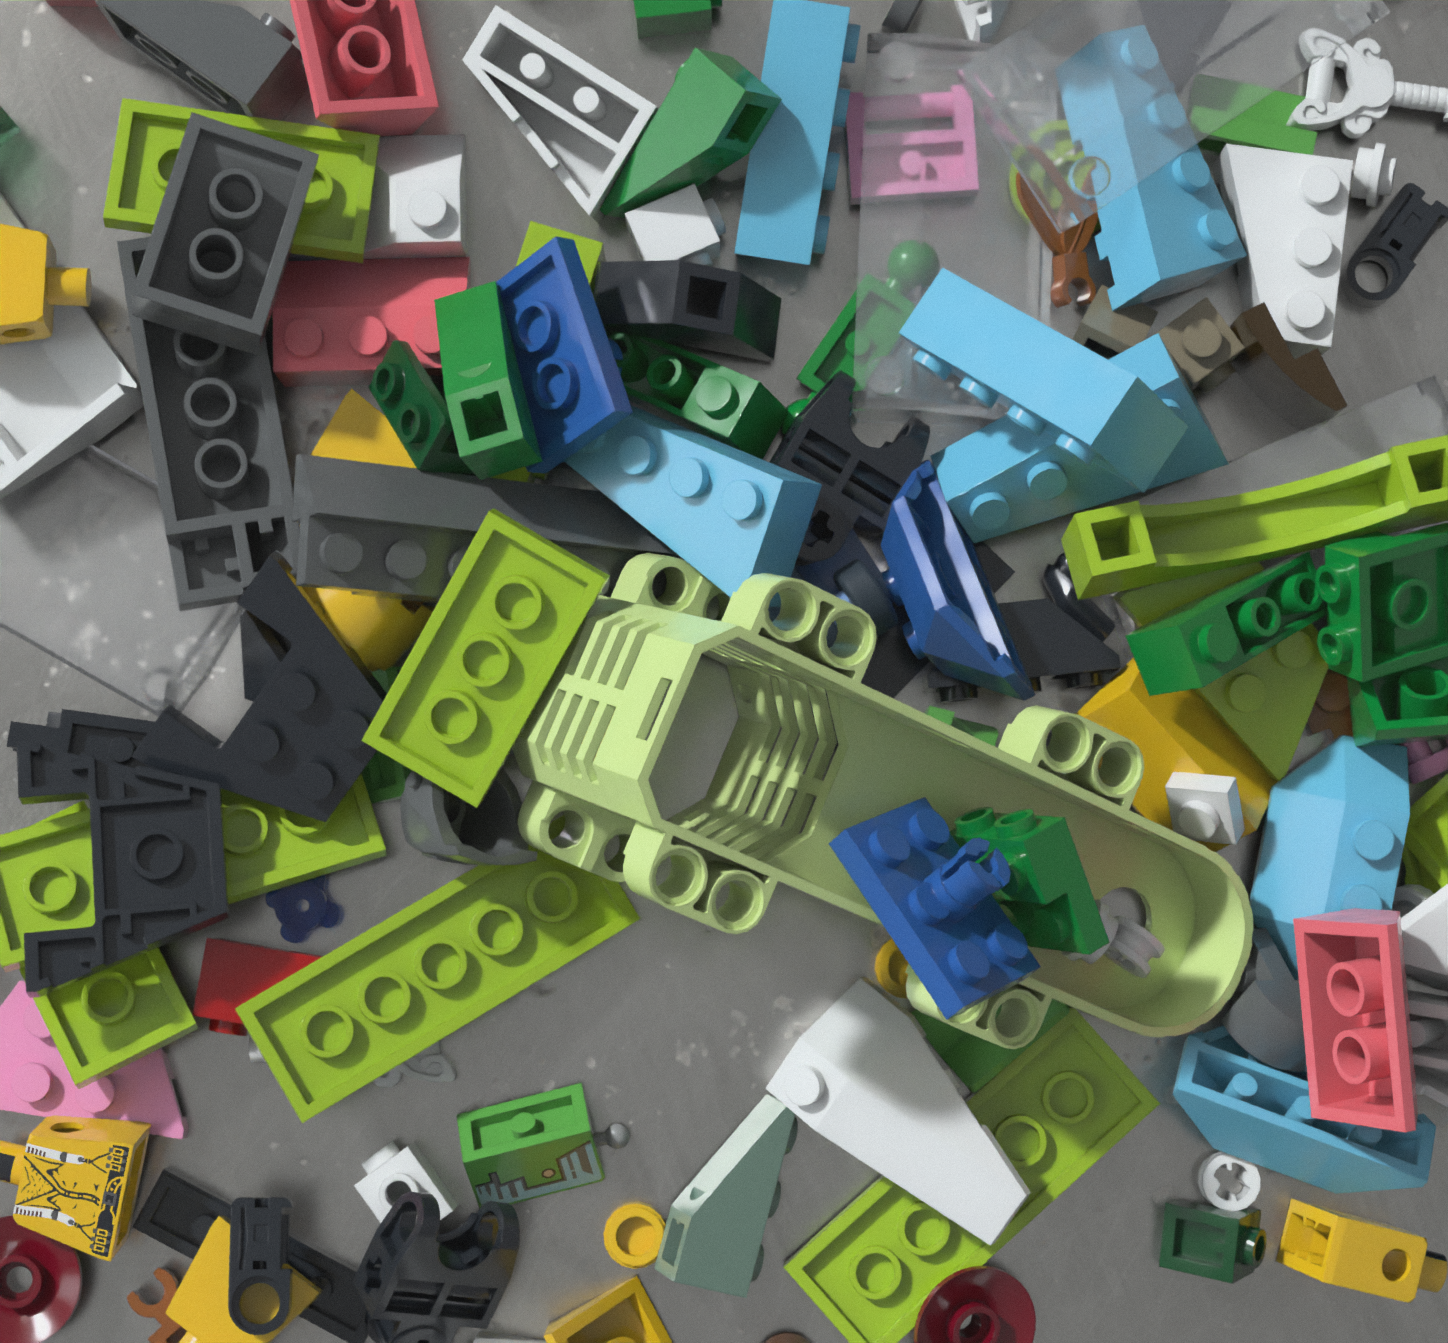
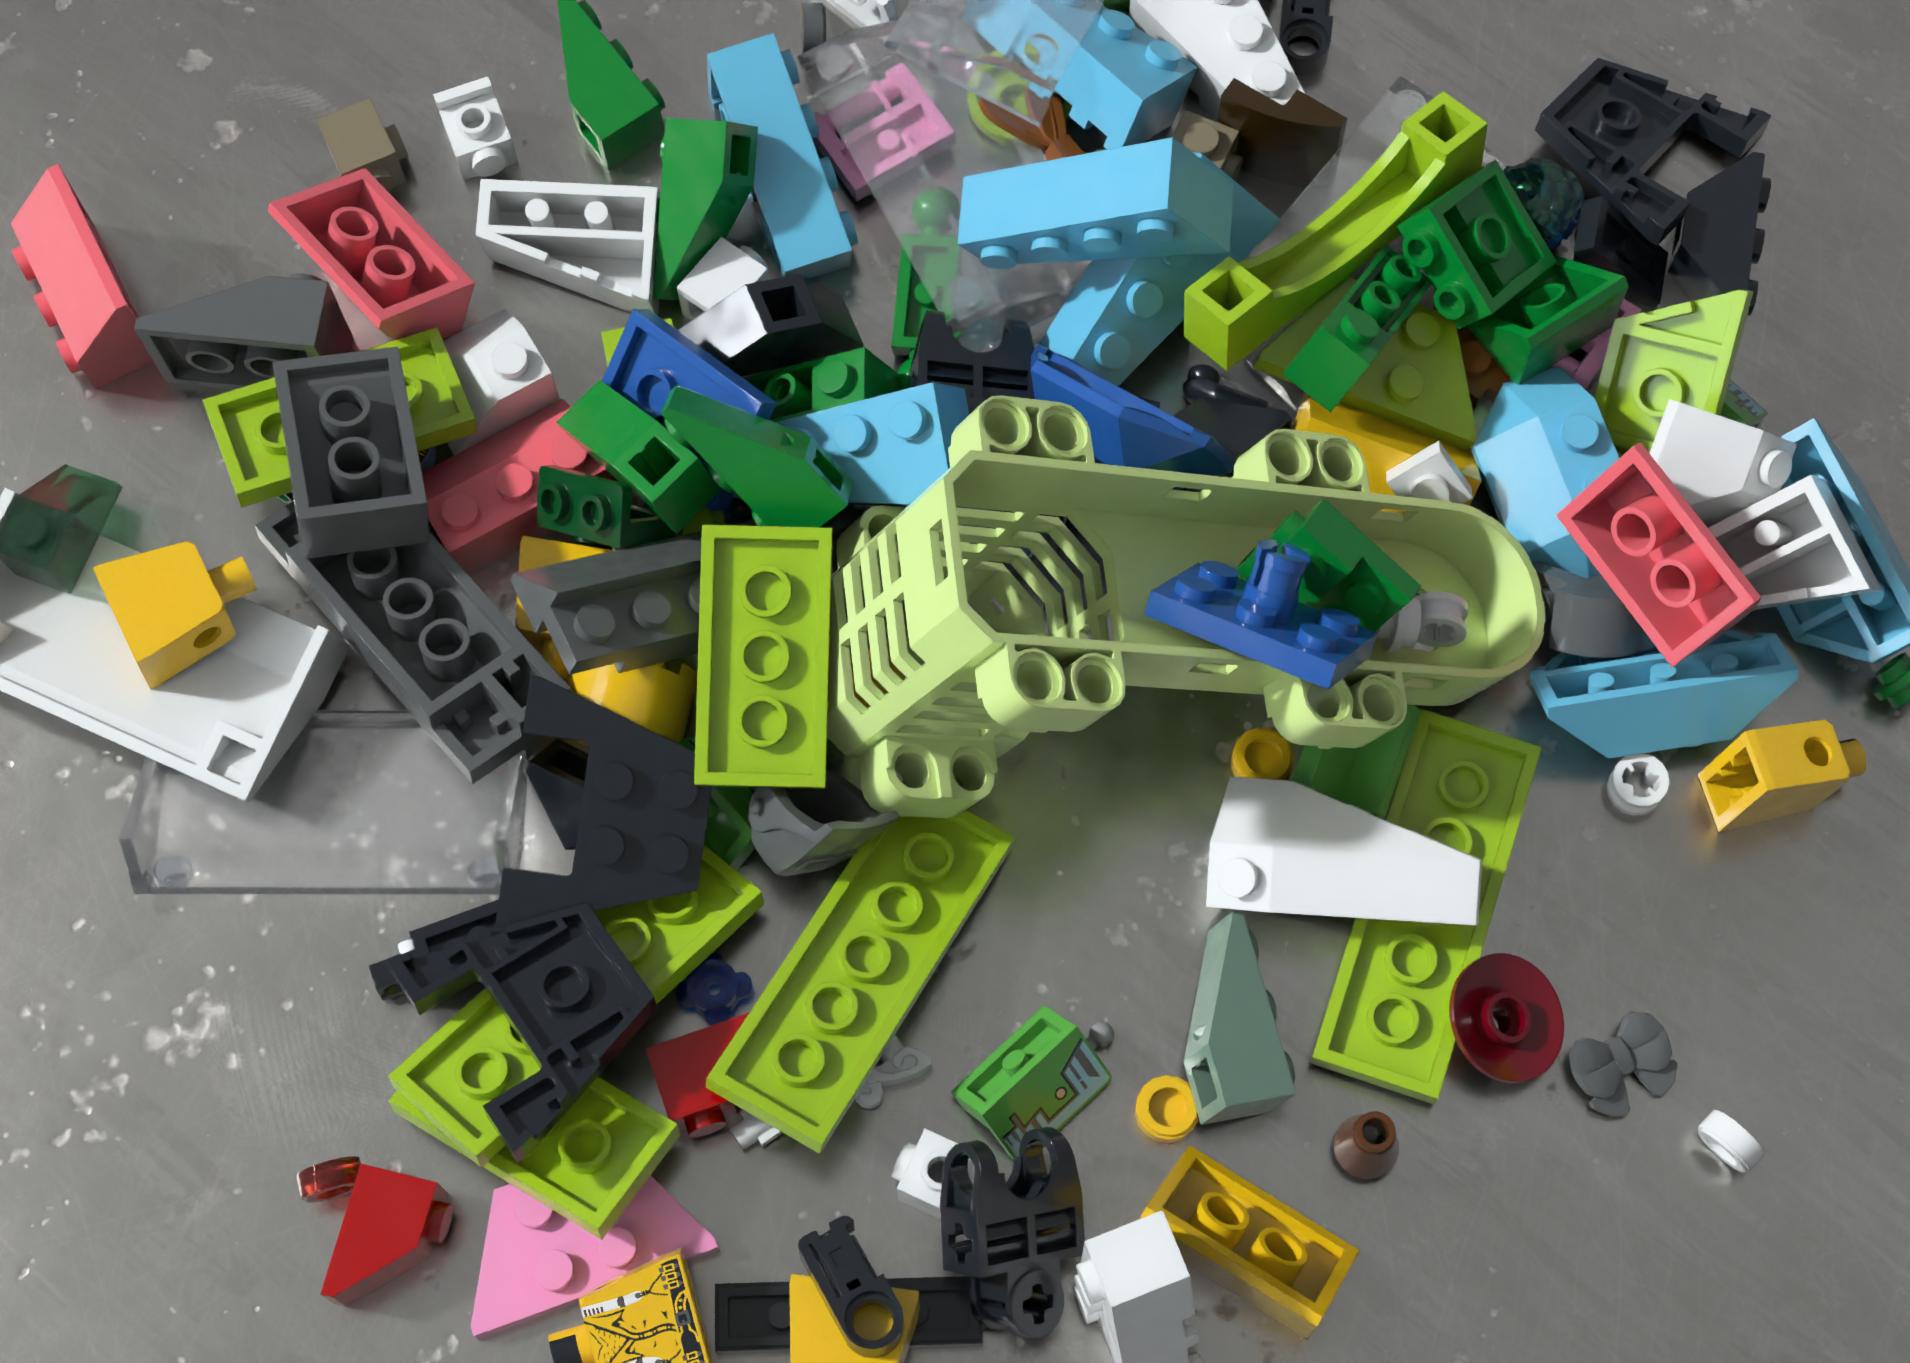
camera: 25 degrees left, 15 degrees down
(589, 472) = (770, 466): none -> green slope
(1211, 1241) = (1654, 836): dark green bracket -> none

